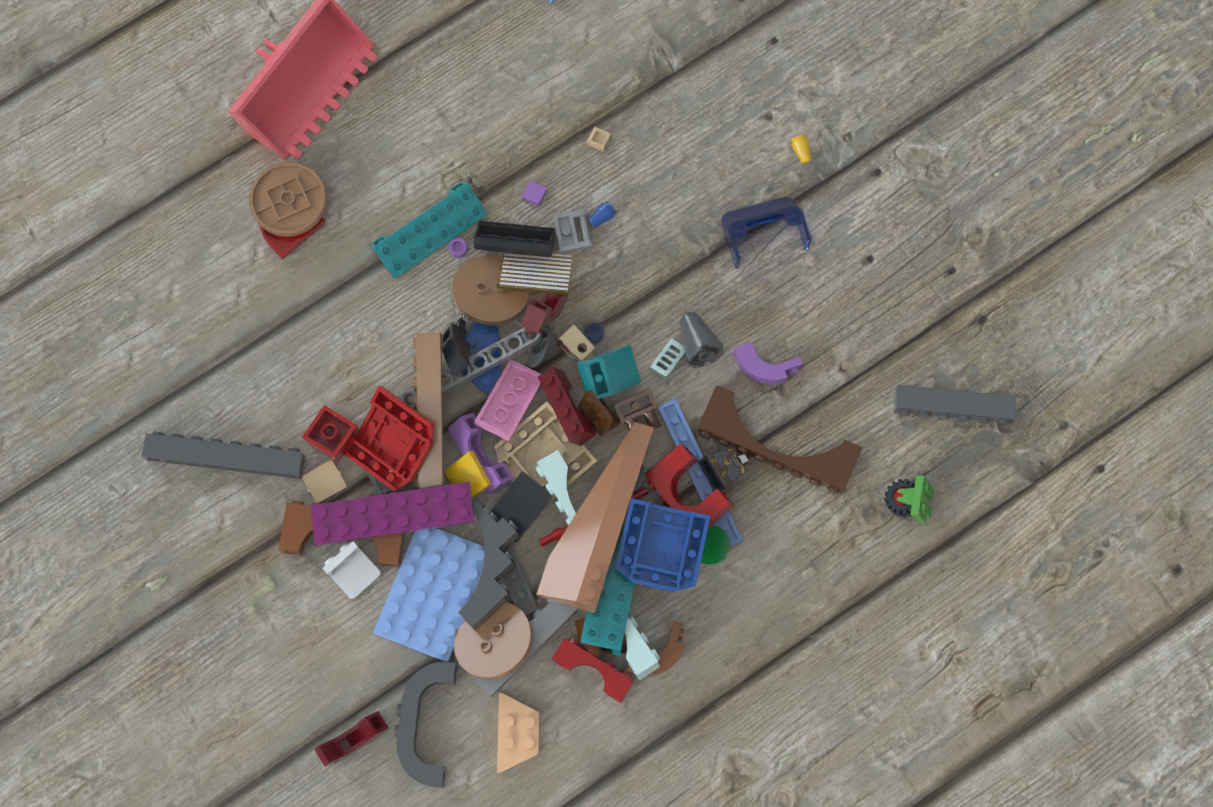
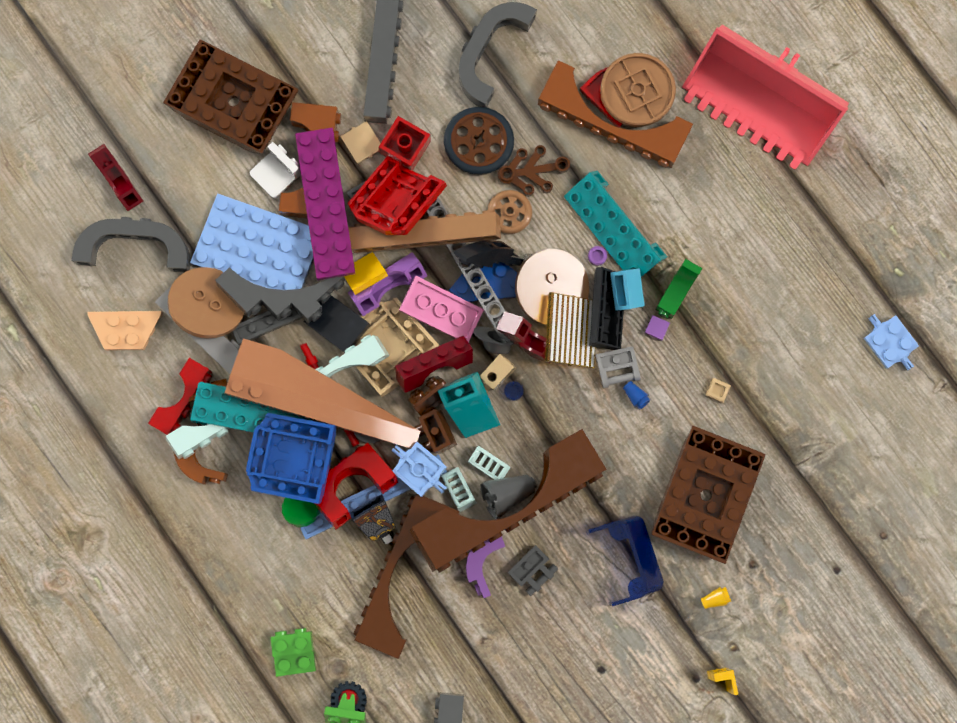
camera: 85 degrees right, 5 degrees up
(269, 367) = (505, 14): none -> dark grey arch
(270, 585) = (216, 77): none -> reddish brown slope
(291, 273) = (658, 143): none -> dark orange arch
(329, 387) = (465, 120): none -> wedge
(365, 309) = (531, 170): none -> reddish brown plant
(391, 329) = (526, 210): none -> medium nougat plate
(495, 216) = (627, 289): none -> medium azure brick
(496, 169) = (678, 289): none -> green arch
(674, 422) = (419, 469): none -> light blue plate
(676, 282) = (565, 469): none -> reddish brown arch
(682, 132) = (728, 474): none -> reddish brown slope
(710, 387) = (465, 504): none -> light aqua slope
(770, 322) = (528, 566): none -> dark grey plate
(855, 554) = (293, 652): none -> bright green plate
(878, 139) = (727, 675): none -> yellow panel

